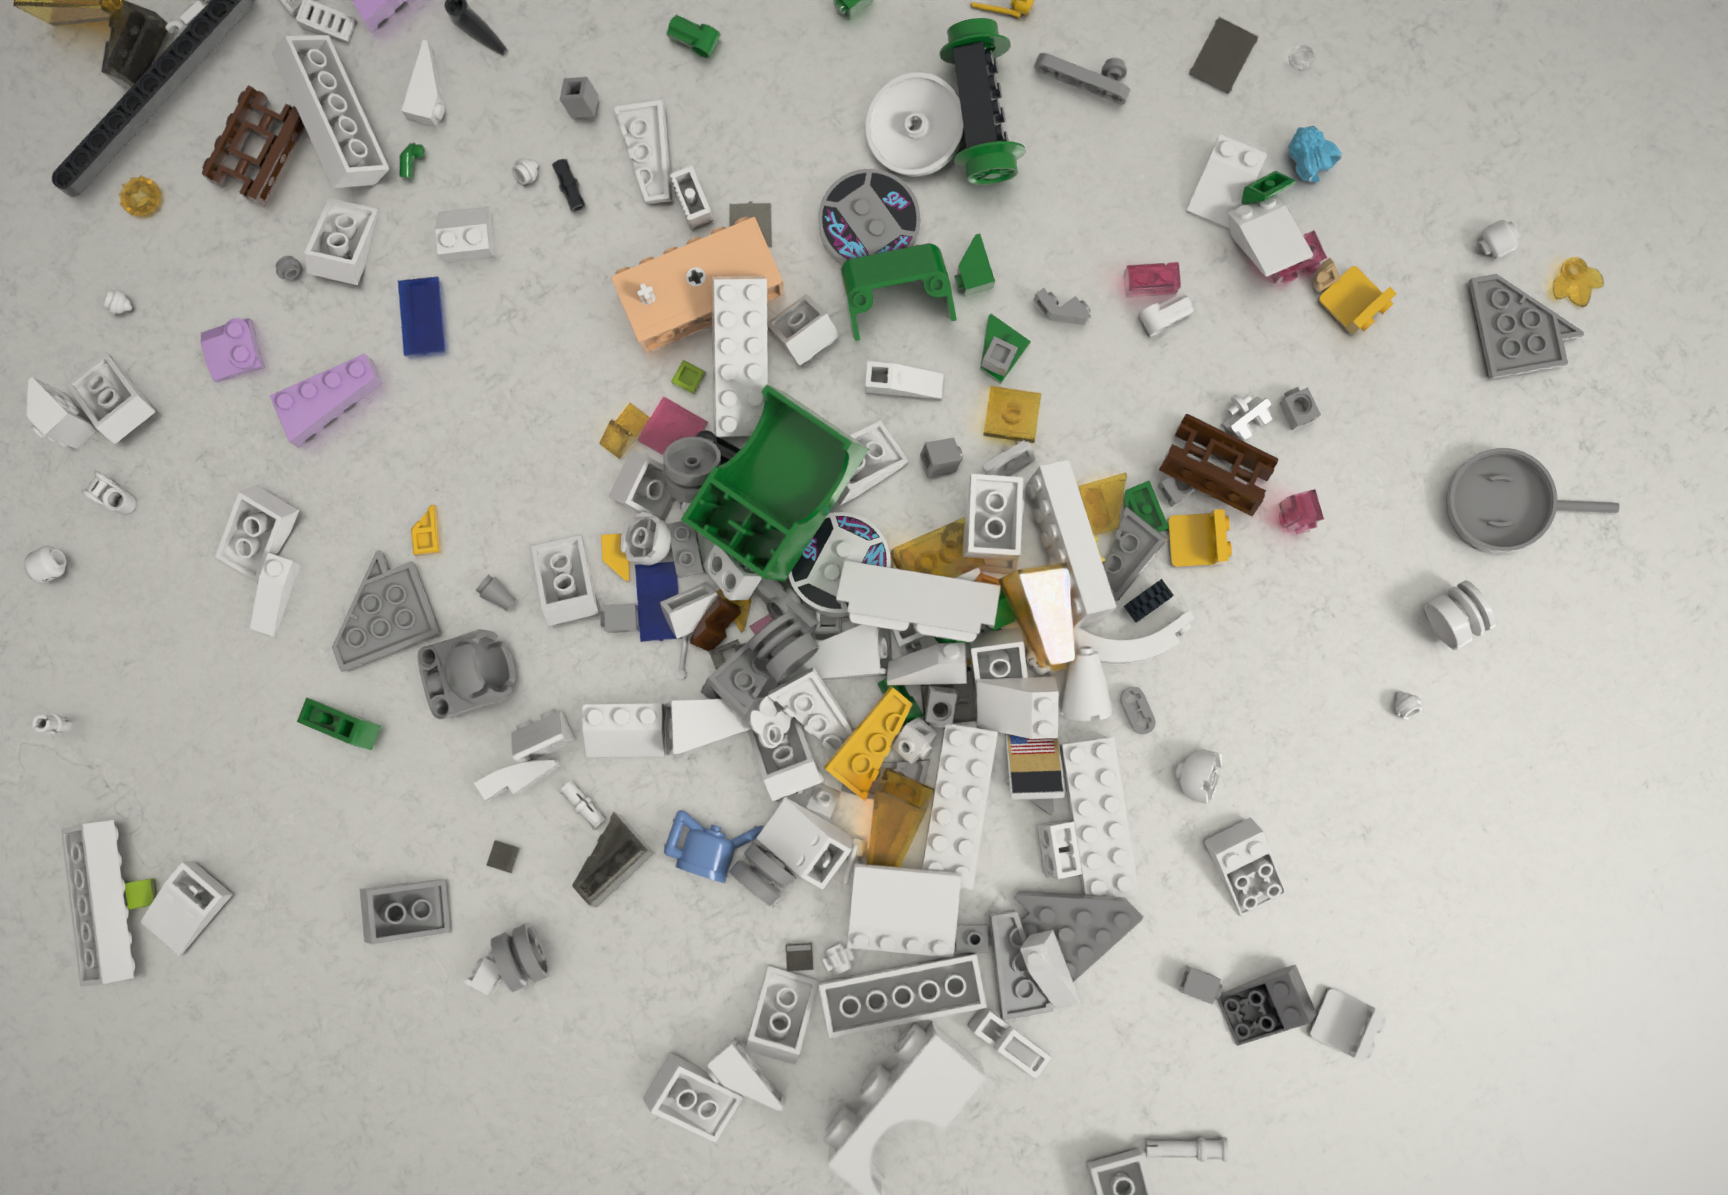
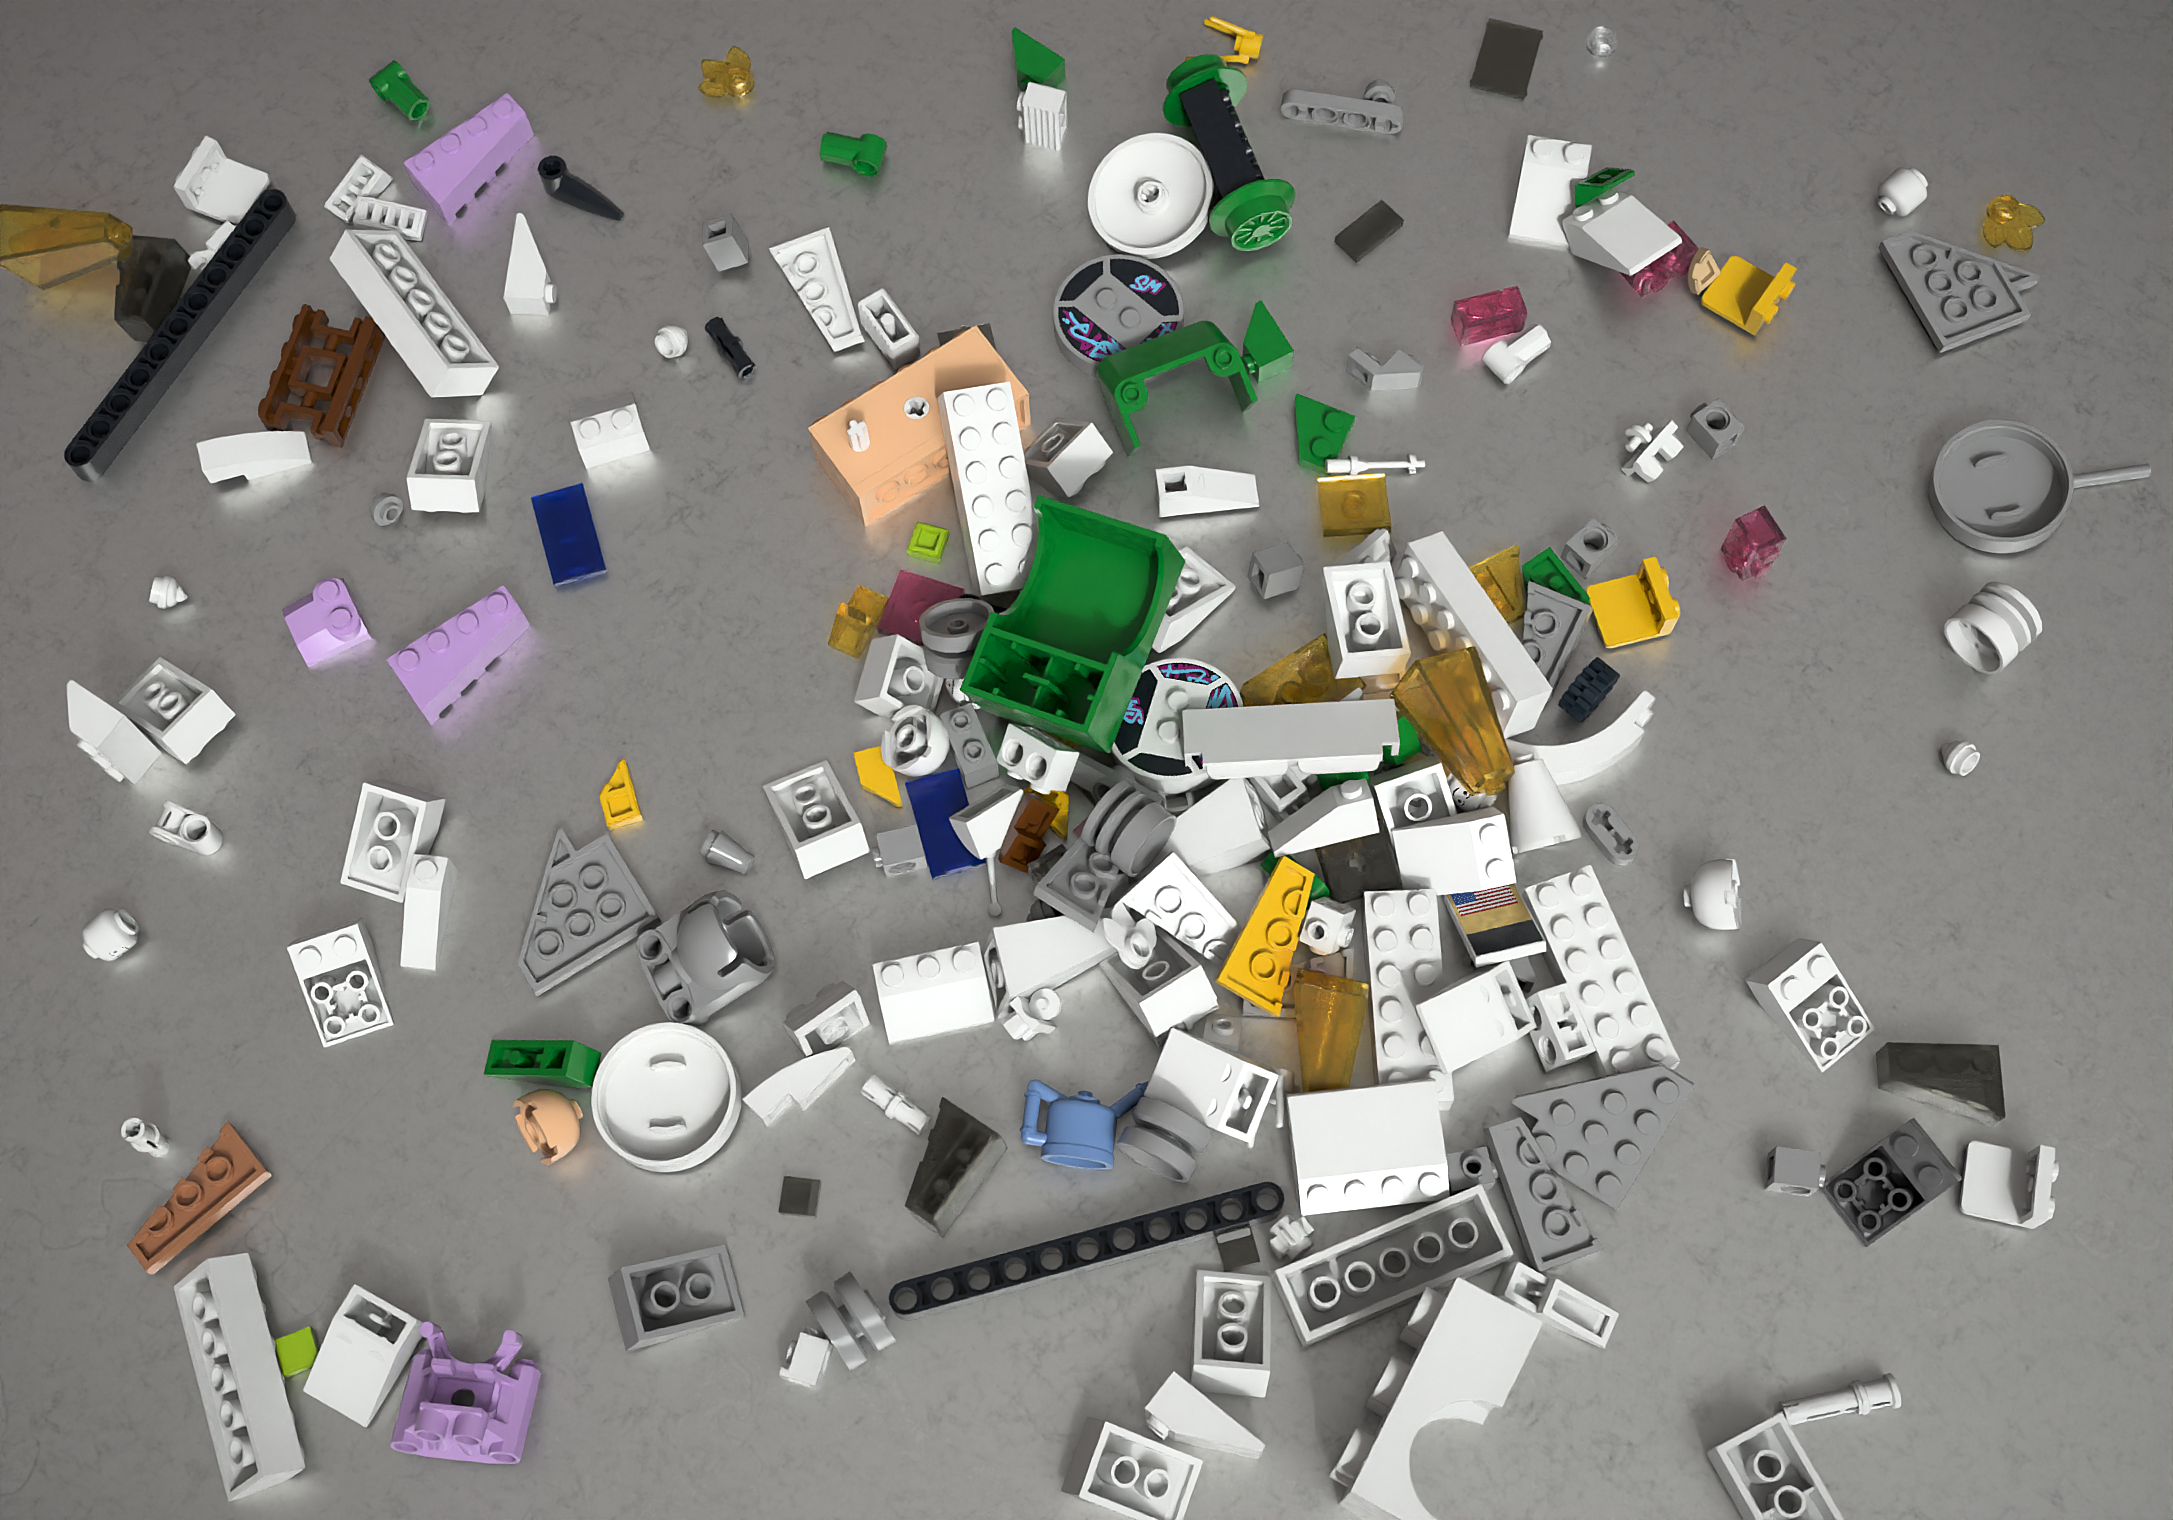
camera: 10 degrees left, 15 degrees down
(96, 766) = (210, 1191): none -> nougat wing
(146, 204) = (189, 470): clear yellow gear -> none
(195, 202) = (253, 454): none -> white slope
(205, 632) = (341, 982): none -> white slope
(267, 973) = (485, 1432): none -> lavender piece
(336, 770) = (549, 1123): none -> light nougat cylinder
(408, 156) = (518, 354): green arm -> none
(421, 768) = (666, 1097): none -> white brick
(682, 944) = (1068, 1246): none -> black beam
(689, 764) = (1033, 1014): none -> white hips
(846, 37) = (1043, 115): none -> white brick
(936, 695) = (1358, 852): light grey brick -> none
(999, 356) = (1322, 432): light grey brick -> none
(1001, 834) = (1475, 1016): none -> white slope
(1019, 382) = (1354, 465): none -> white piece
(1049, 968) = (1587, 1189): white slope -> none
(1079, 185) = (1369, 231): none -> clear smoke tile
(1211, 478) = (1659, 529): reddish brown fence -> none
(1312, 153) = (1646, 138): medium azure hair -> none
(1328, 941) = (1950, 1076): none -> clear smoke wedge

